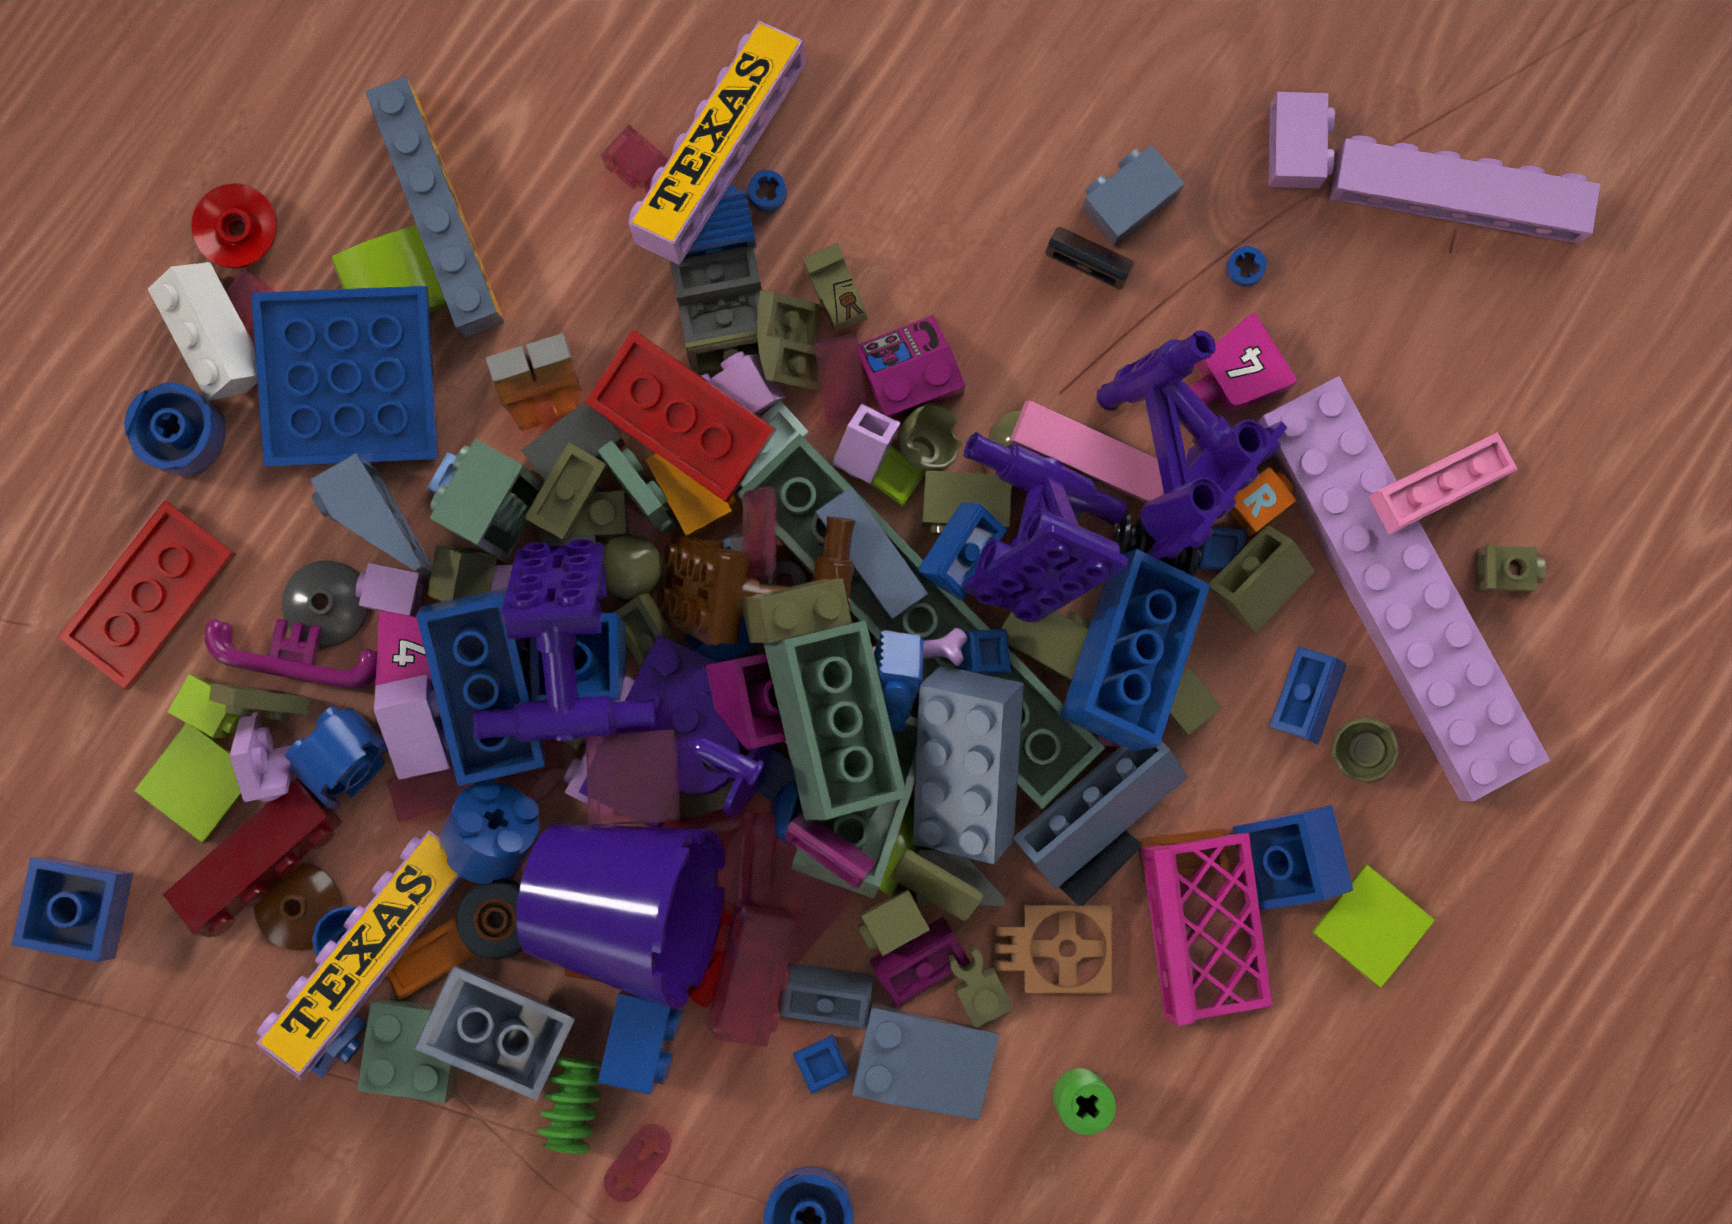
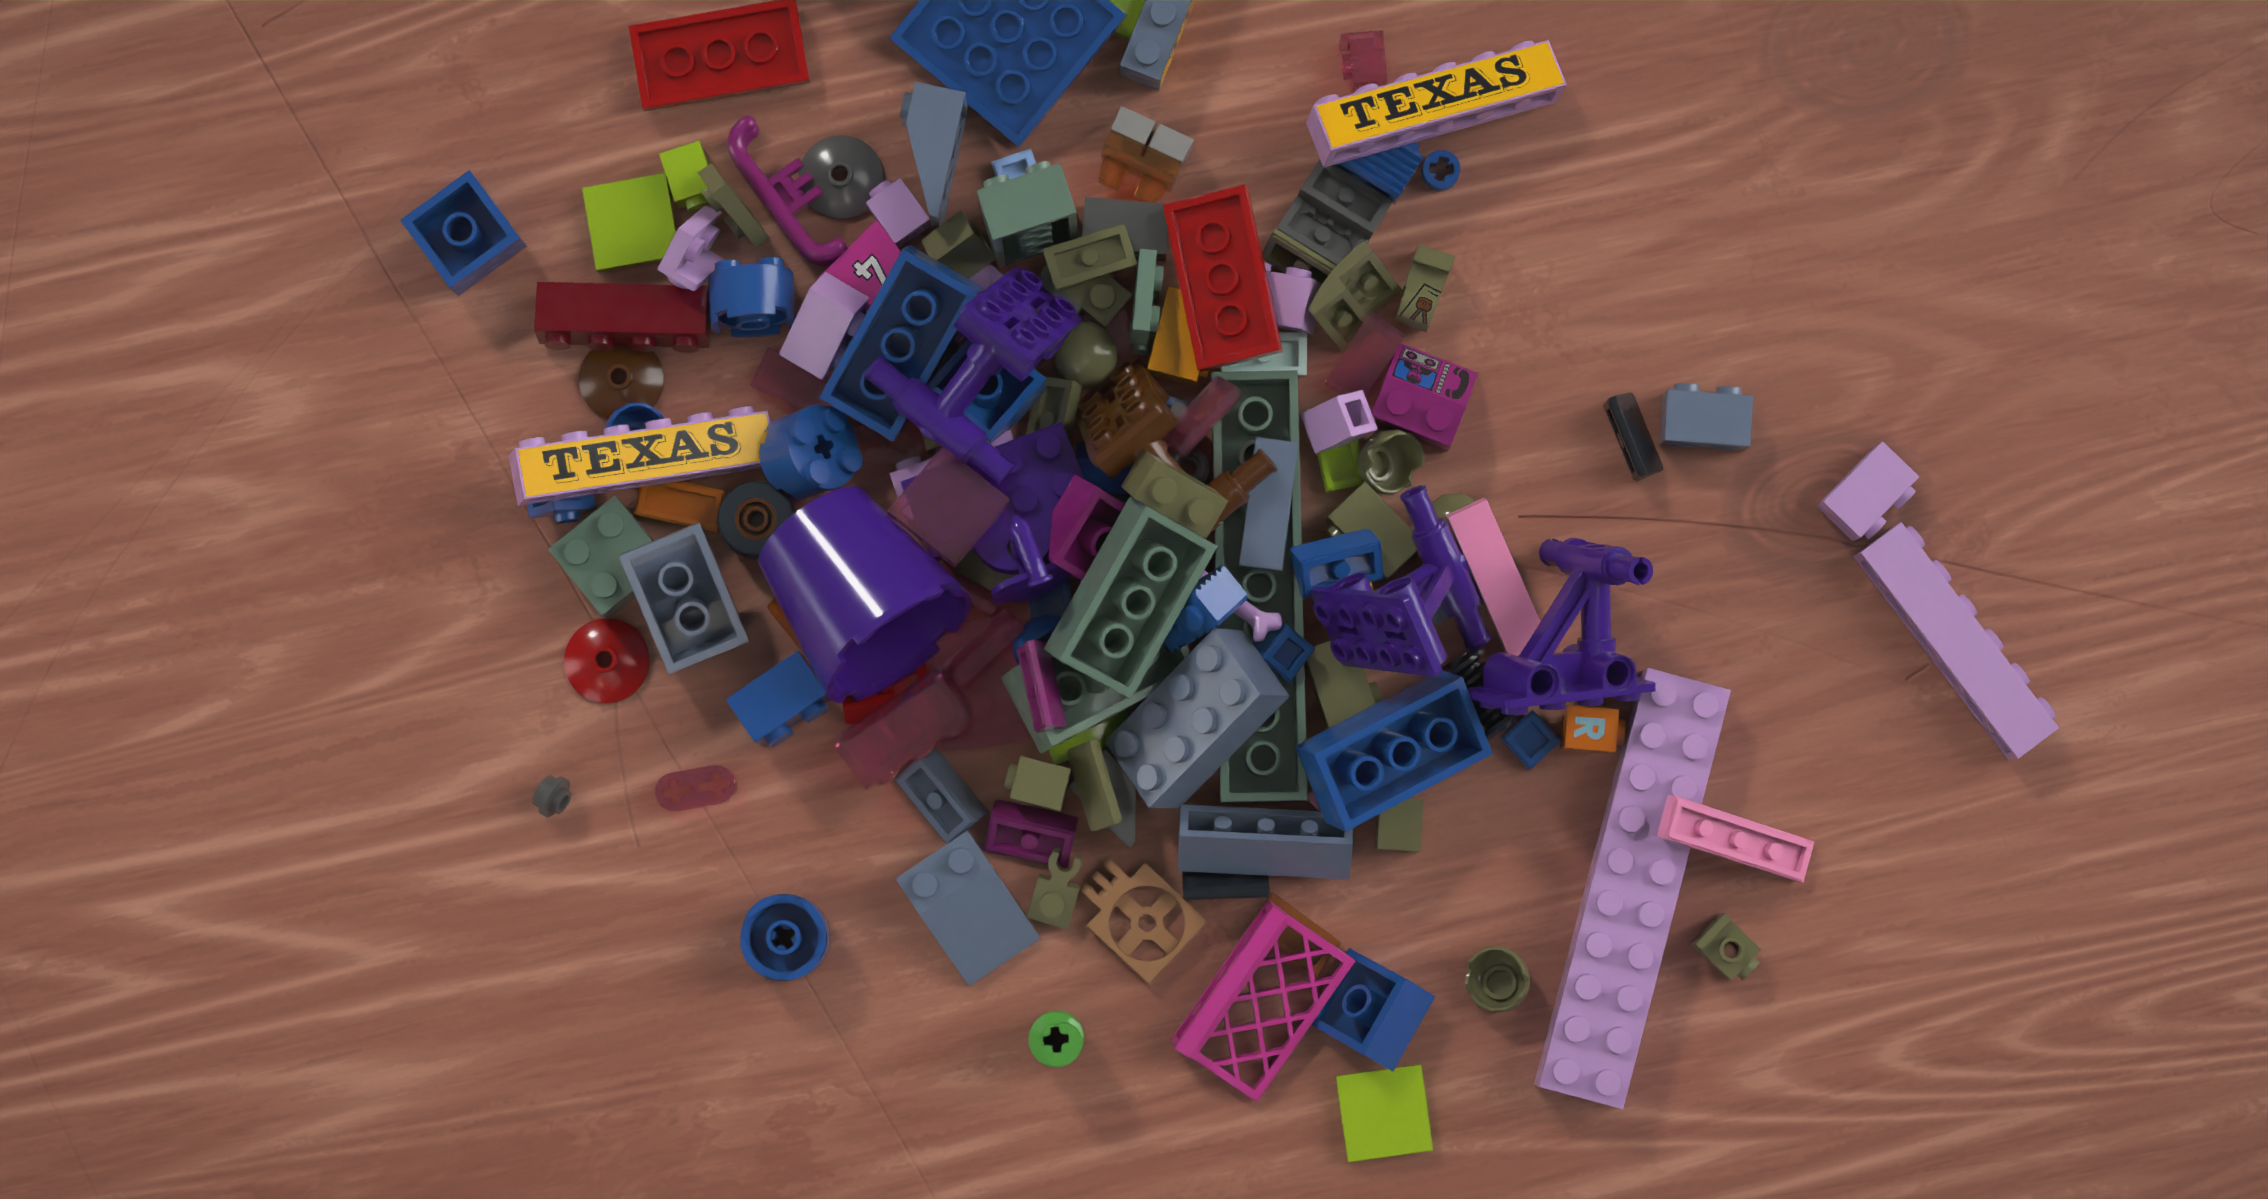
camera: 40 degrees right, 0 degrees up
(498, 1114) = (628, 664): none -> red dish
(571, 1105) = (688, 701): bright green piece -> none
(821, 1064) = (892, 841): blue tile -> none
(1243, 368) = (1666, 620): dark pink torso -> none
(1258, 262) = (1755, 554): blue bush -> none
(1261, 578) = (1537, 785): olive brick -> none
(1308, 695) = (1494, 904): blue slope -> none

